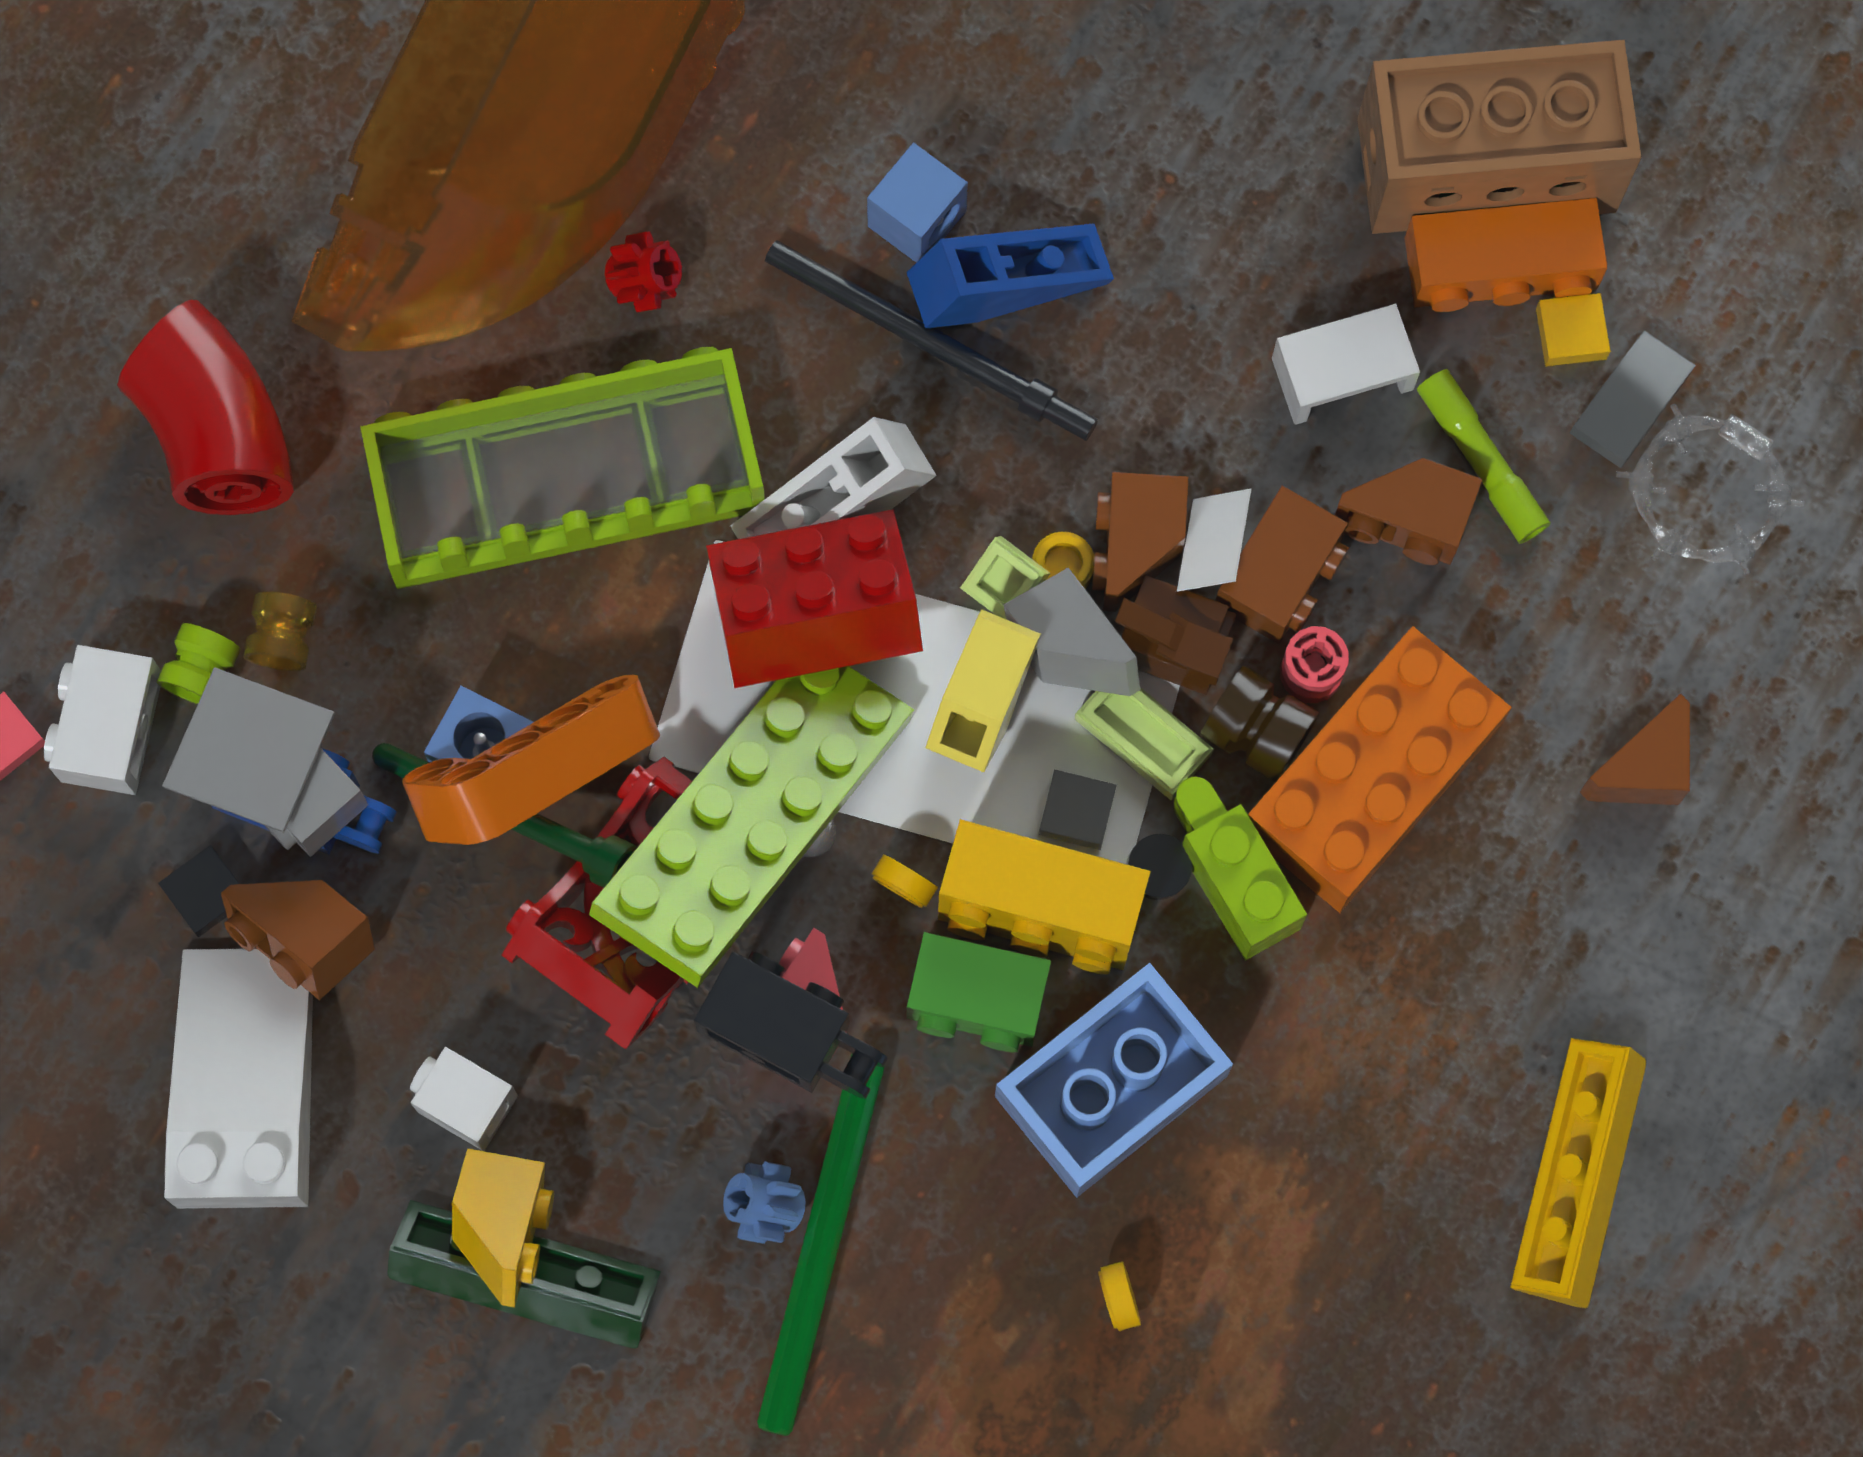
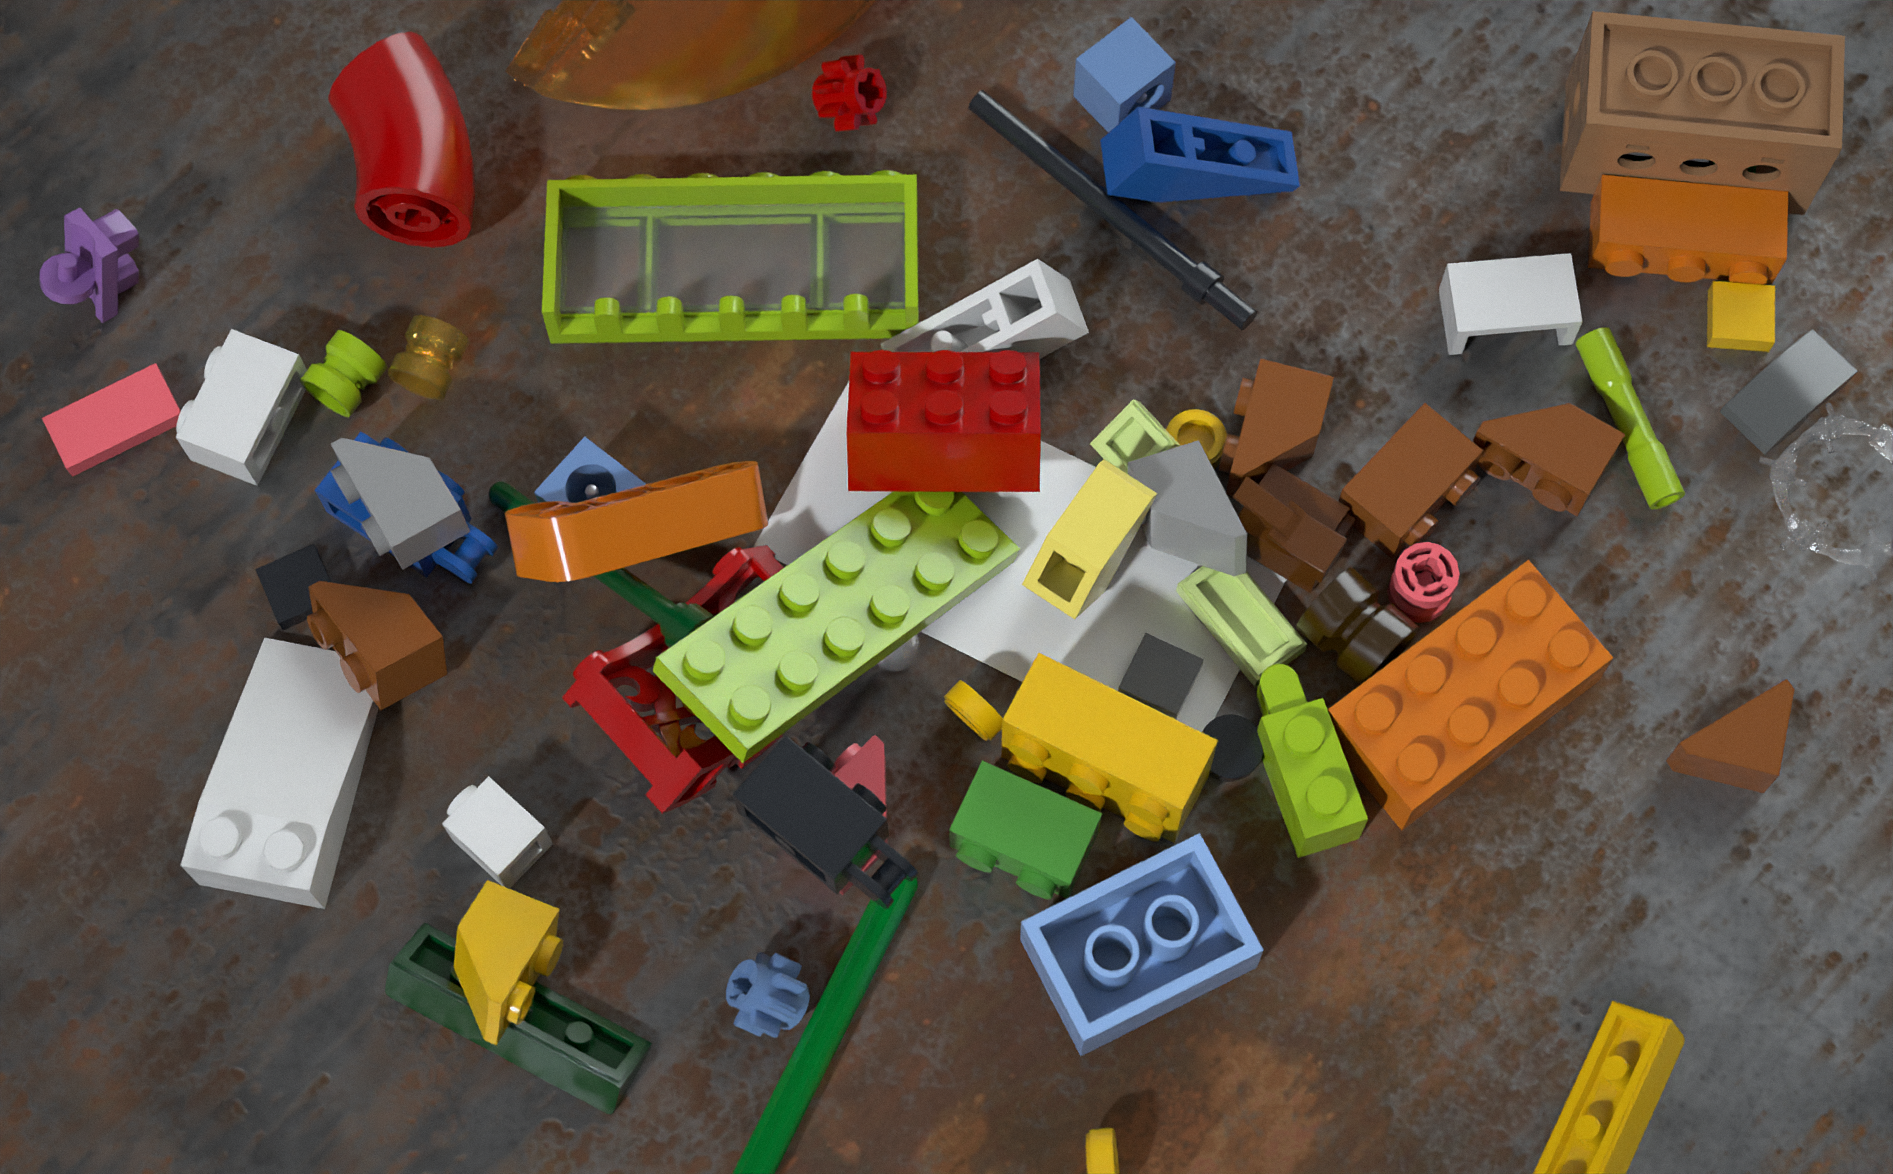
camera: 15 degrees right, 5 degrees down
(248, 749) = (361, 449): light grey piece -> none
(1214, 540) = (1347, 444): white sticker -> none

